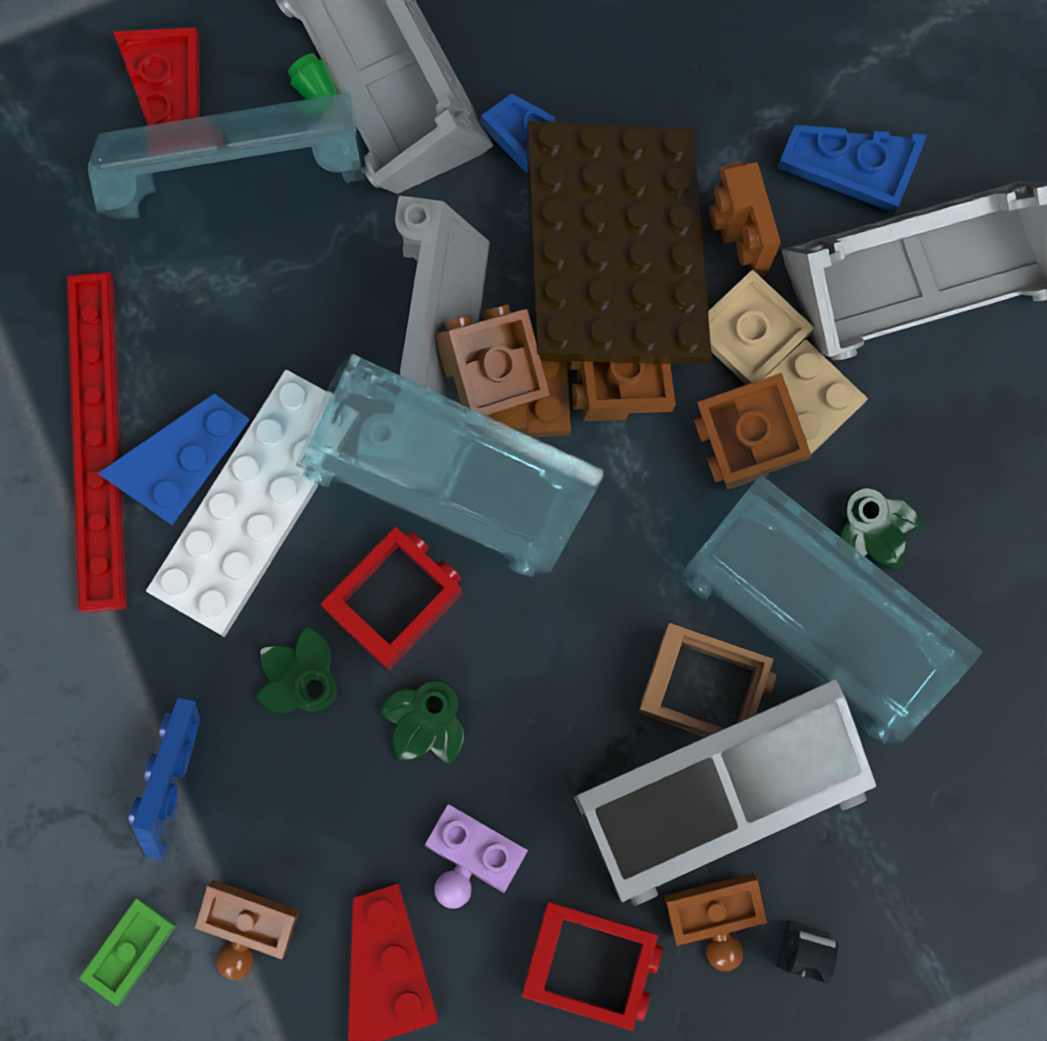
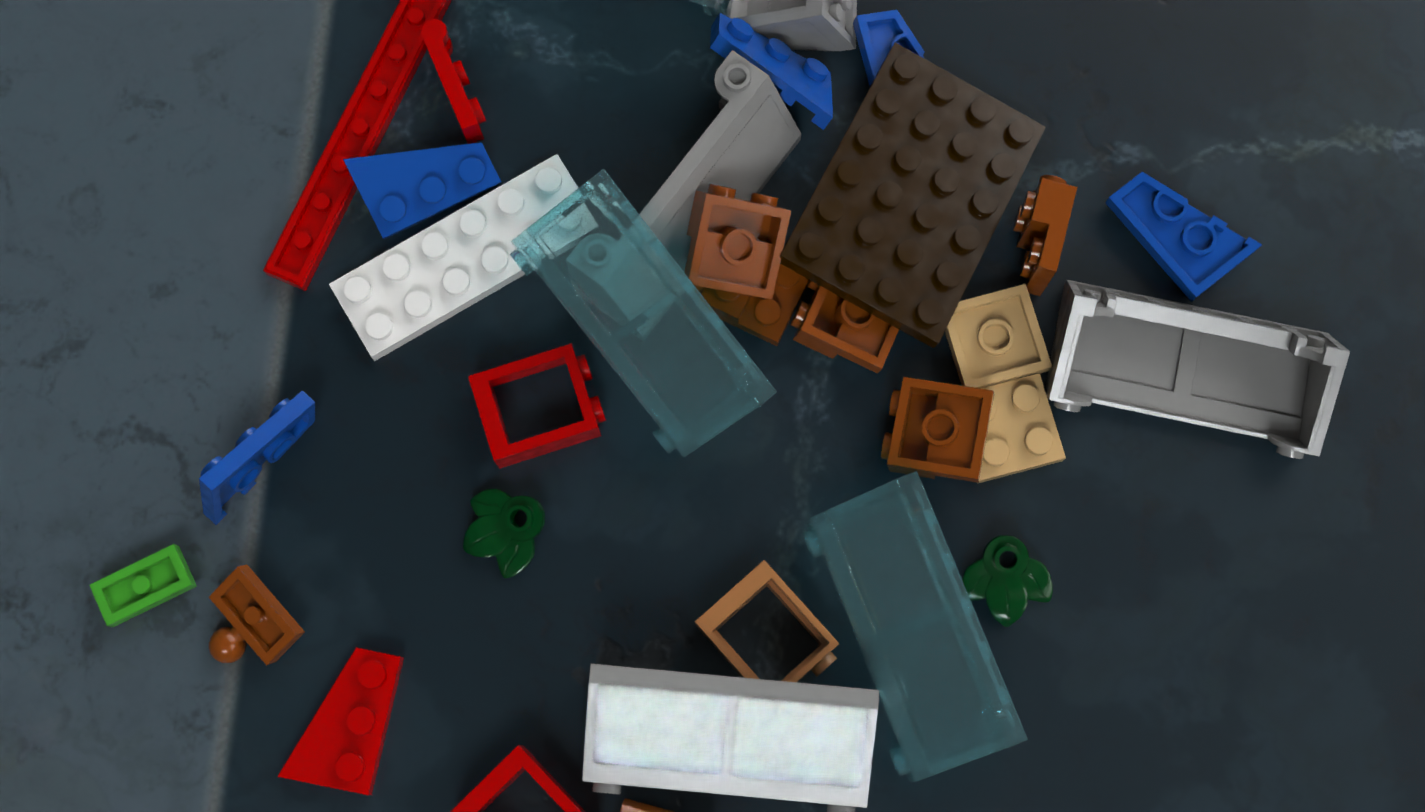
camera: 30 degrees right, 0 degrees up
(156, 352) = (453, 79): none -> red plate
(294, 671) = (415, 423): dark green plate -> none
(463, 193) = (792, 74): none -> blue wing
(475, 852) = (482, 666): lavender plate -> none

